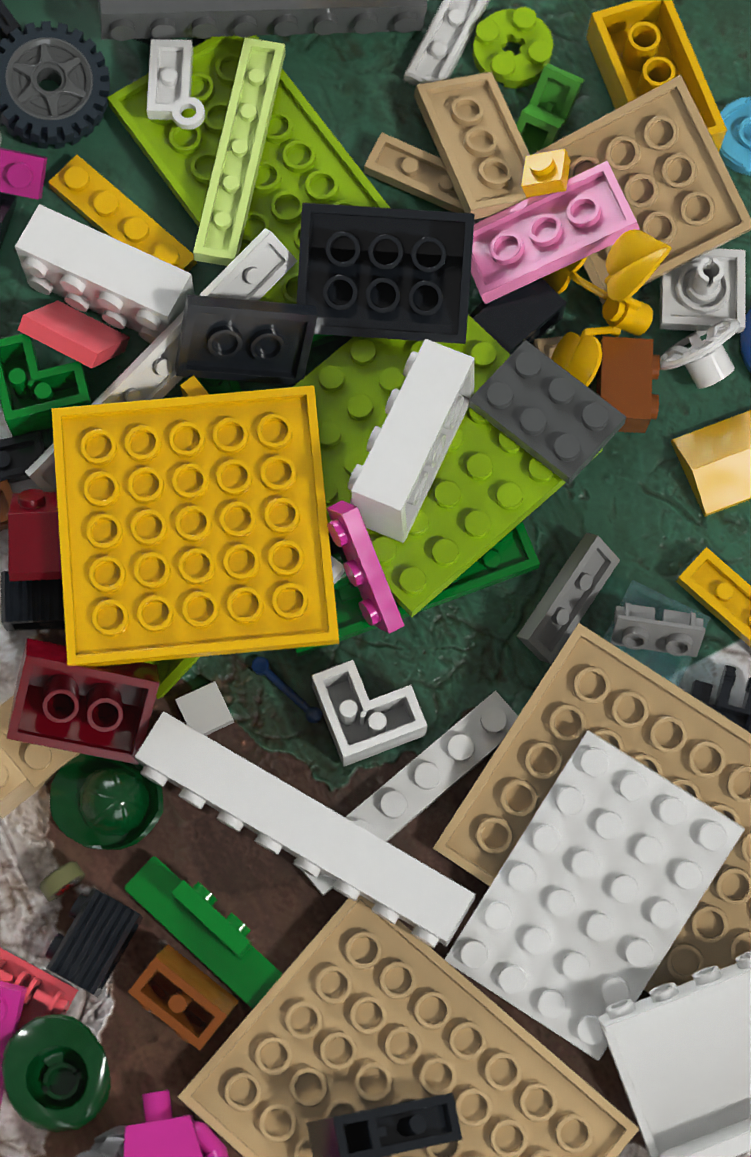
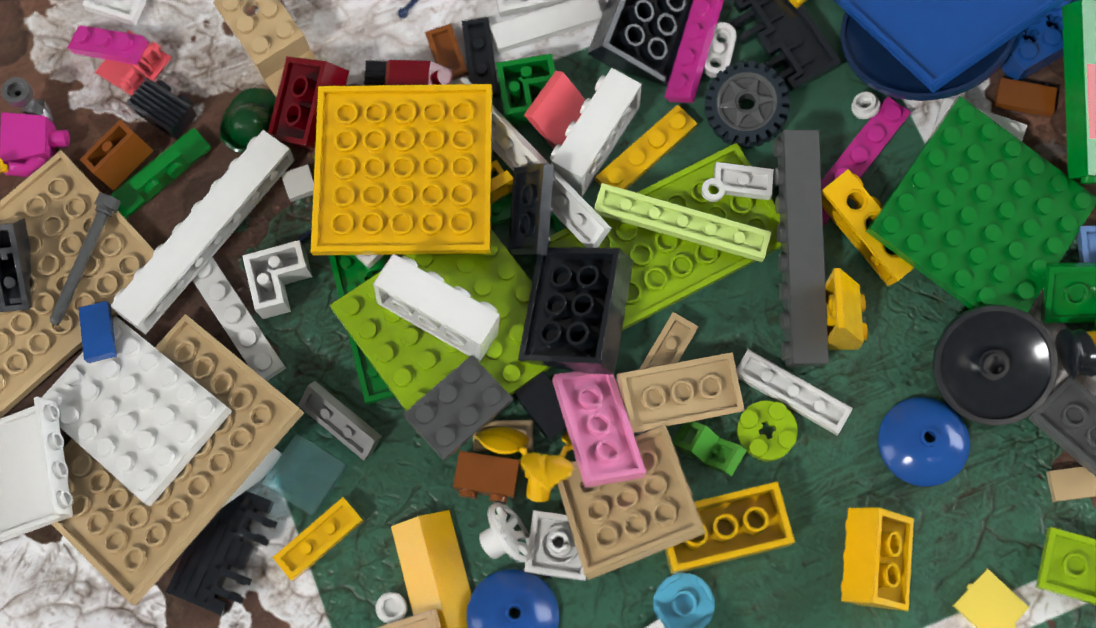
camera: 105 degrees right, 0 degrees up
(56, 1073) = (84, 78): dark green hat -> none
(61, 880) = (202, 91): olive tile -> none
(277, 995) = (105, 207): none -> dark grey piece
(363, 567) = (358, 274): dark pink plate -> none
(481, 970) = (97, 332): none -> blue tile
(545, 173) = (643, 429): yellow plate -> none
(676, 634) = (305, 462): light grey hinge -> none

